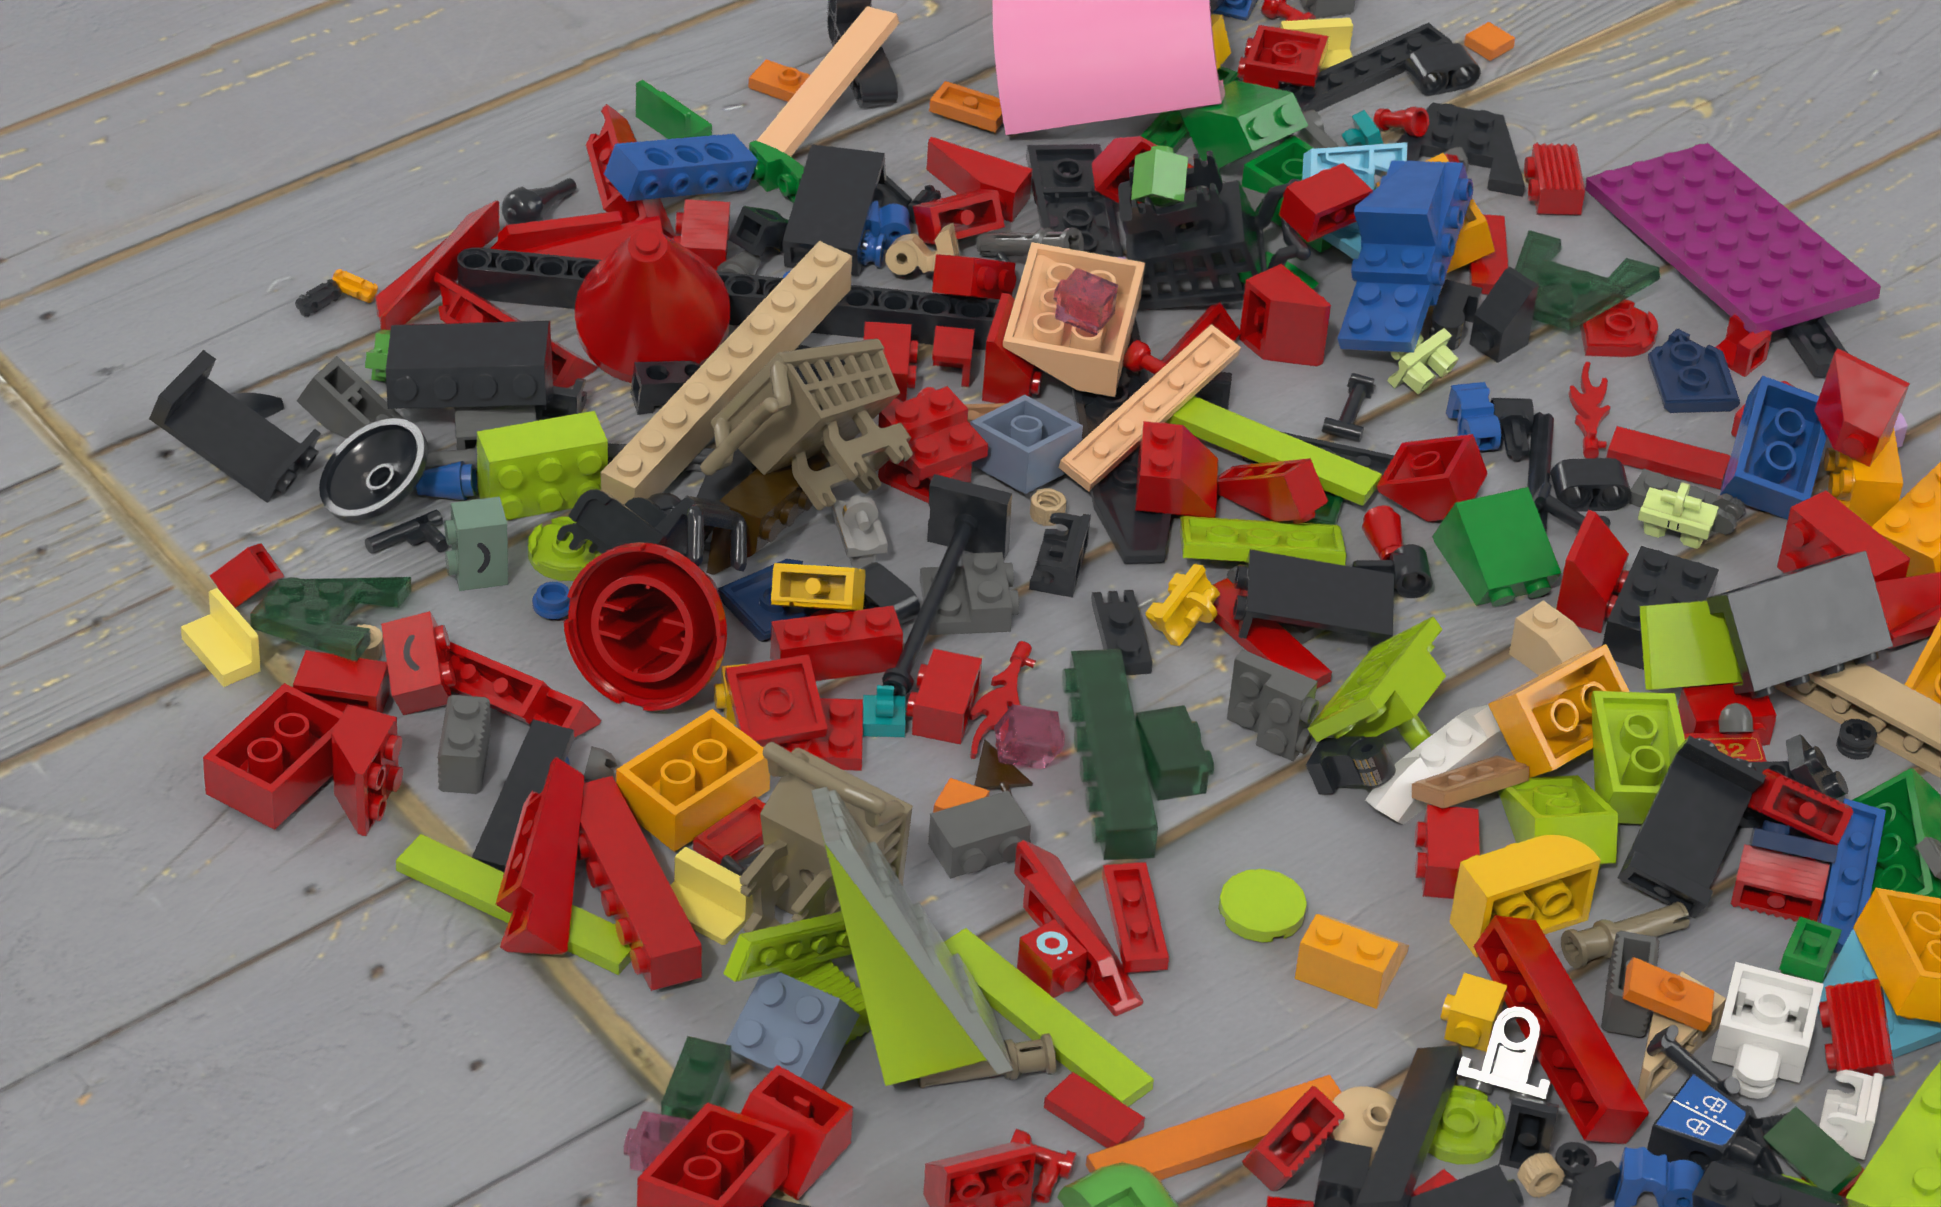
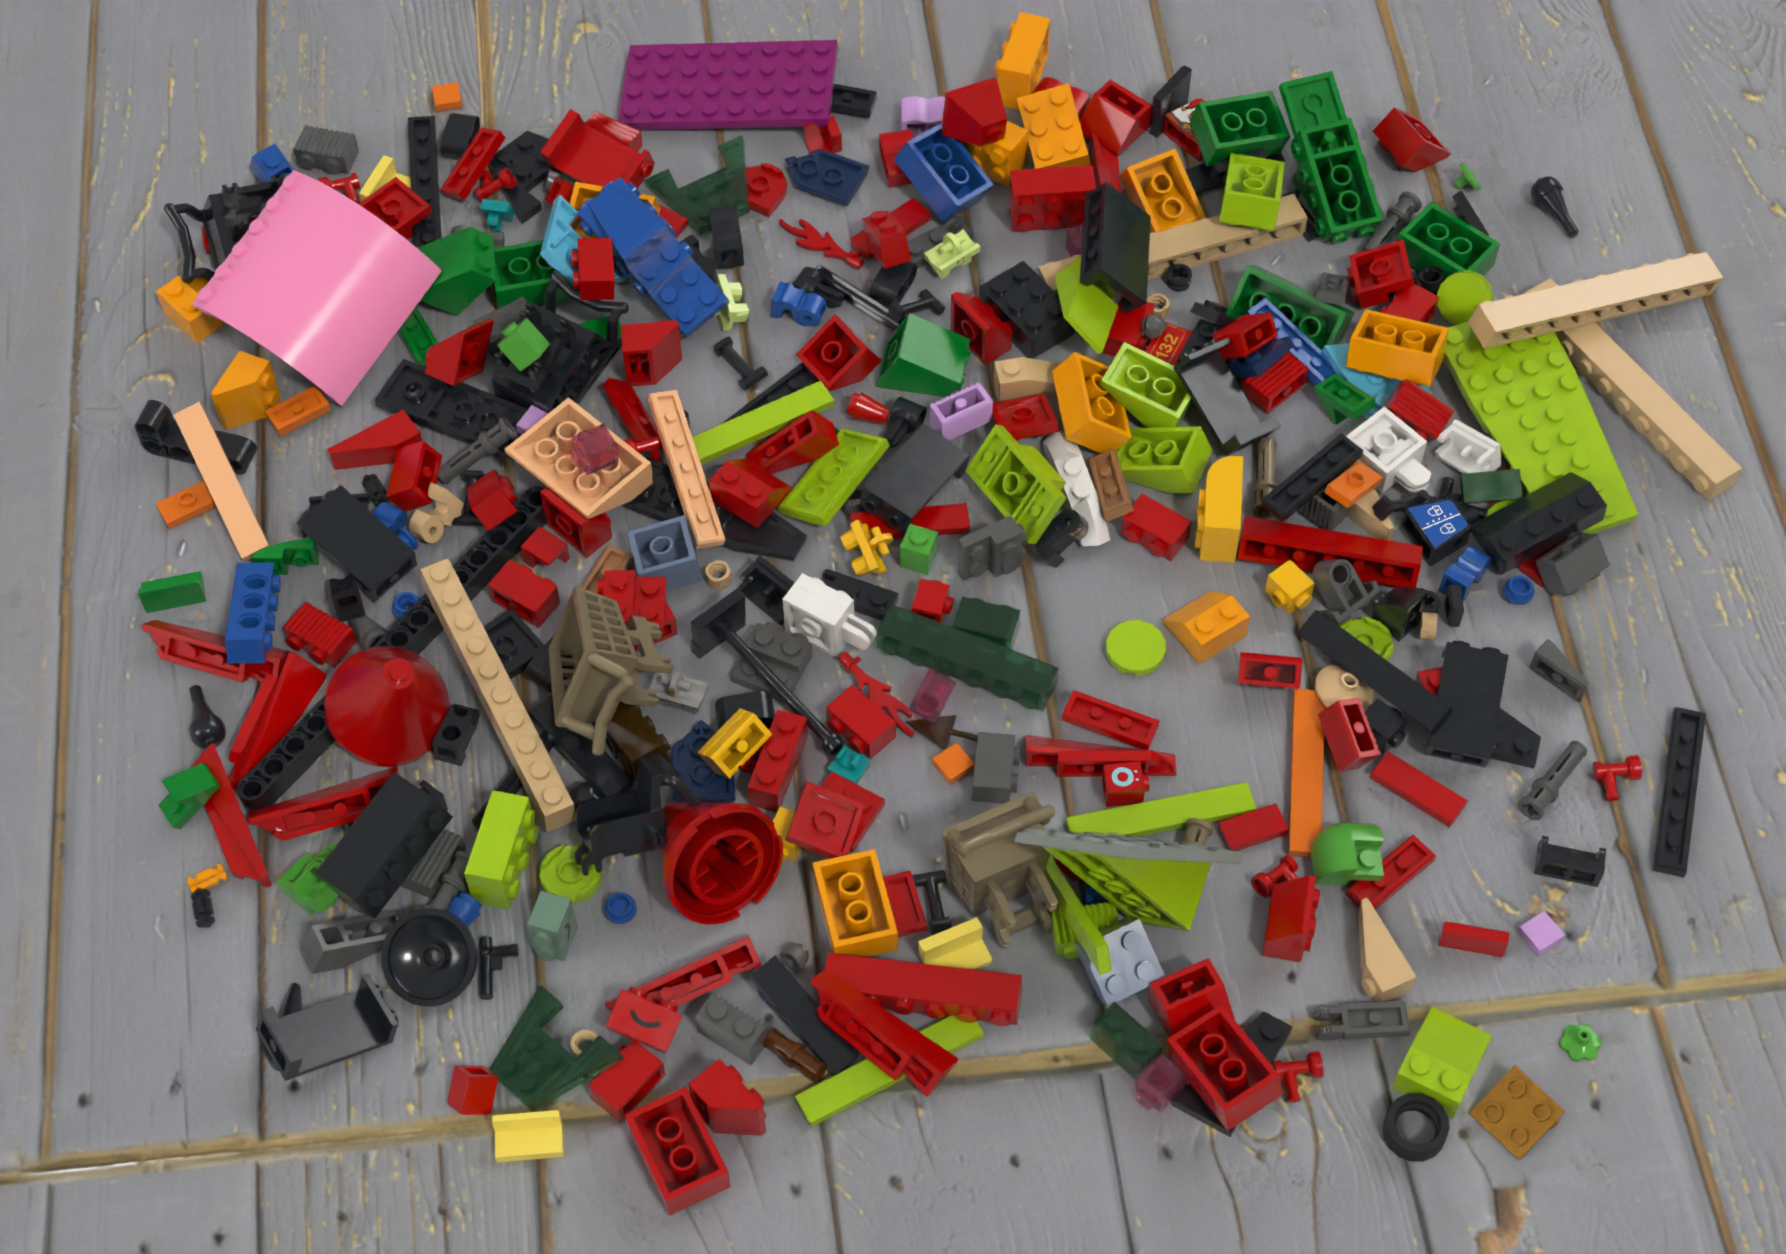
camera: 55 degrees left, 15 degrees up
(433, 218) = (187, 793): none -> green slope
(472, 813) = (795, 1055): none -> reddish brown pin
(948, 48) = (245, 391): none -> light orange slope
(1054, 595) = (824, 617): none -> white brick
(1160, 686) = (933, 600): none -> red brick
(1219, 646) = (918, 549): none -> bright green brick
(1326, 1031) = (1270, 670): none -> red brick
(1412, 91) = (472, 164): none -> red plate
(1458, 607) = (961, 412): none -> lavender brick
(1490, 665) = (1025, 416): none -> red plate
(1509, 167) = (593, 156): none -> red panel
(1620, 942) = (1312, 477): none -> black tile
(1626, 436) = (886, 239): none -> red brick
(1788, 727) = (1162, 300): none -> tan axle

